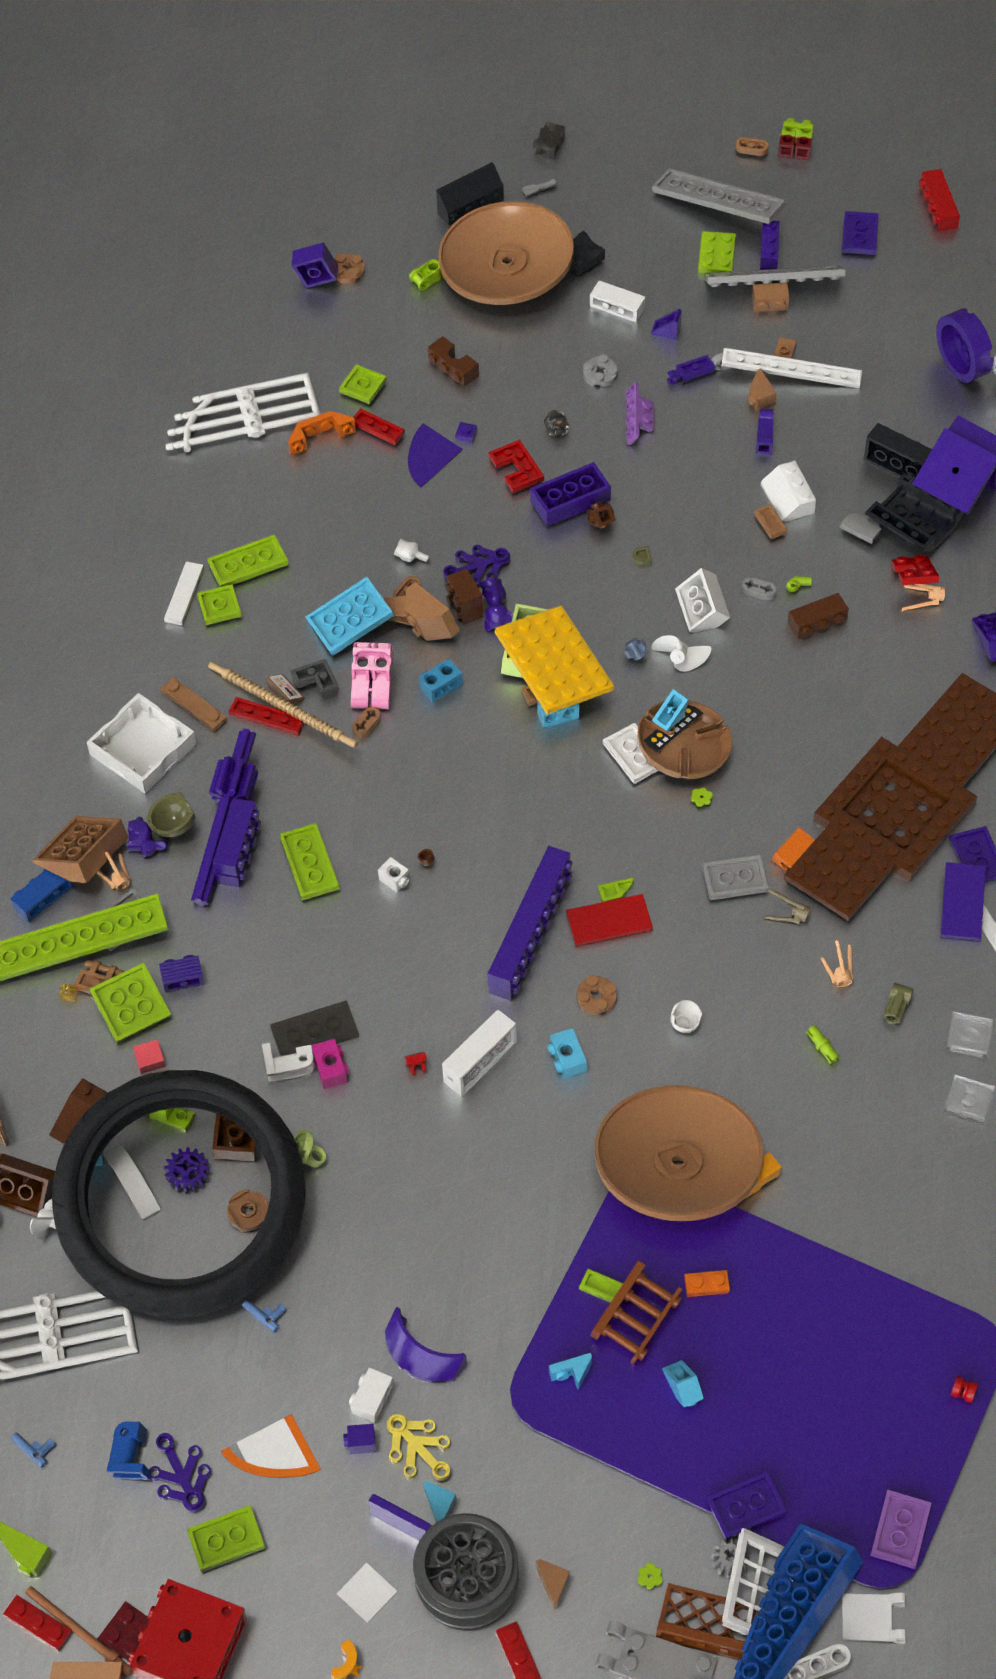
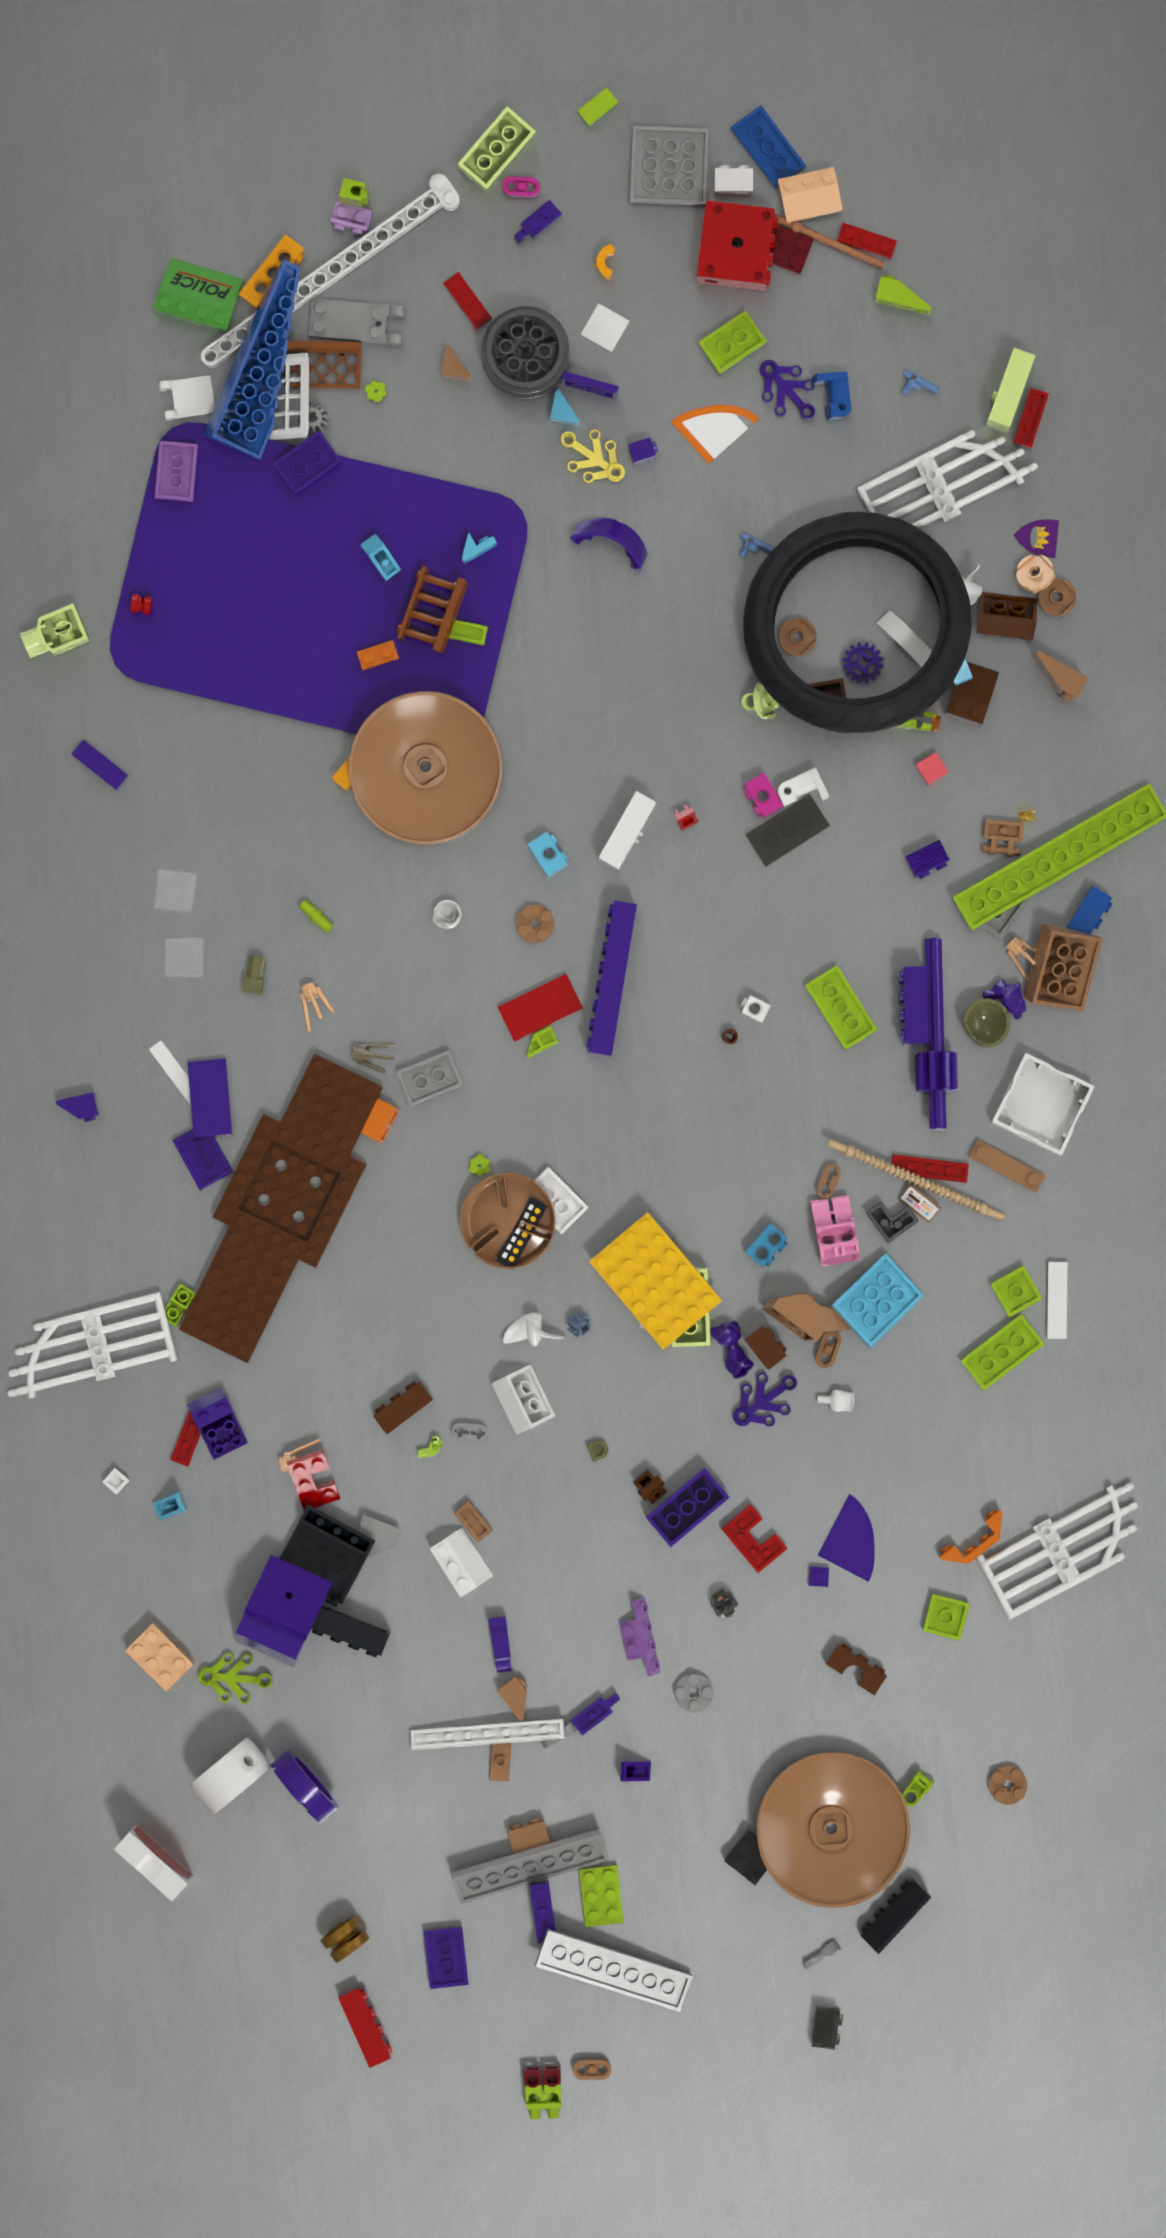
camera: 165 degrees right, 30 degrees up
(130, 1002) = (964, 815): lime plate -> none
(314, 265) = (1041, 1765): dark purple brick -> none
(371, 1395) = (643, 491): white brick -> none
(378, 427) = (914, 1561): red plate -> none
(617, 301) = (695, 1795): white brick -> none
(671, 711) = (526, 1238): medium azure slope -> none
(946, 250) = (345, 1939): none -> pearl gold wheel

